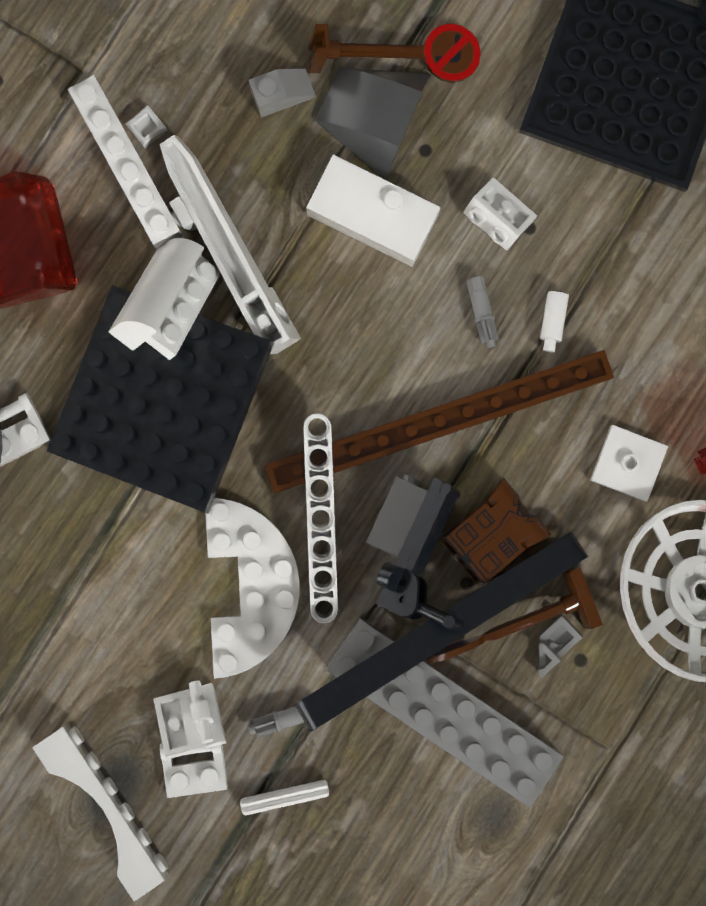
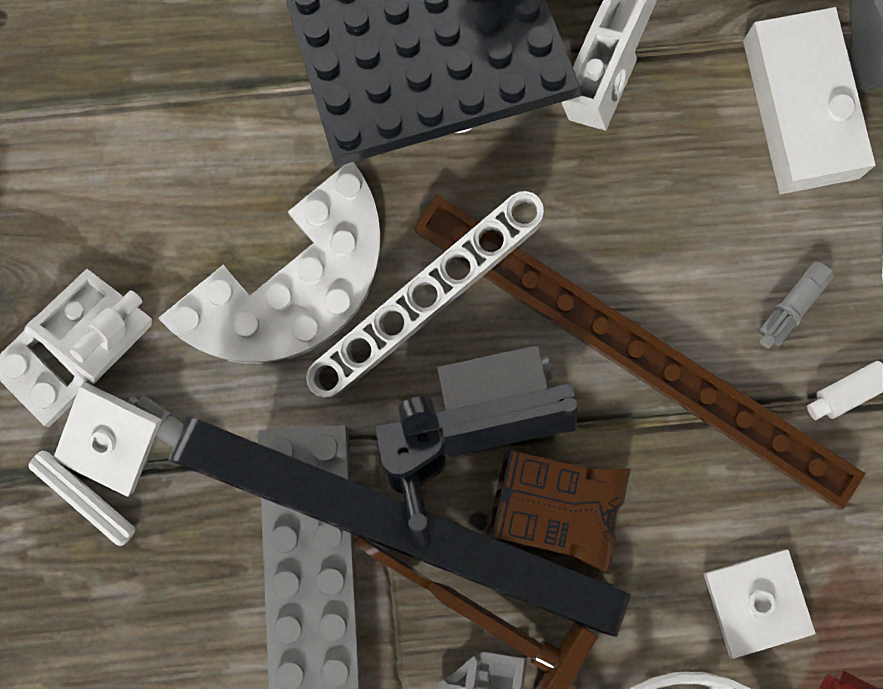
camera: 55 degrees right, 5 degrees down
(263, 758) = (107, 439): none -> white plate

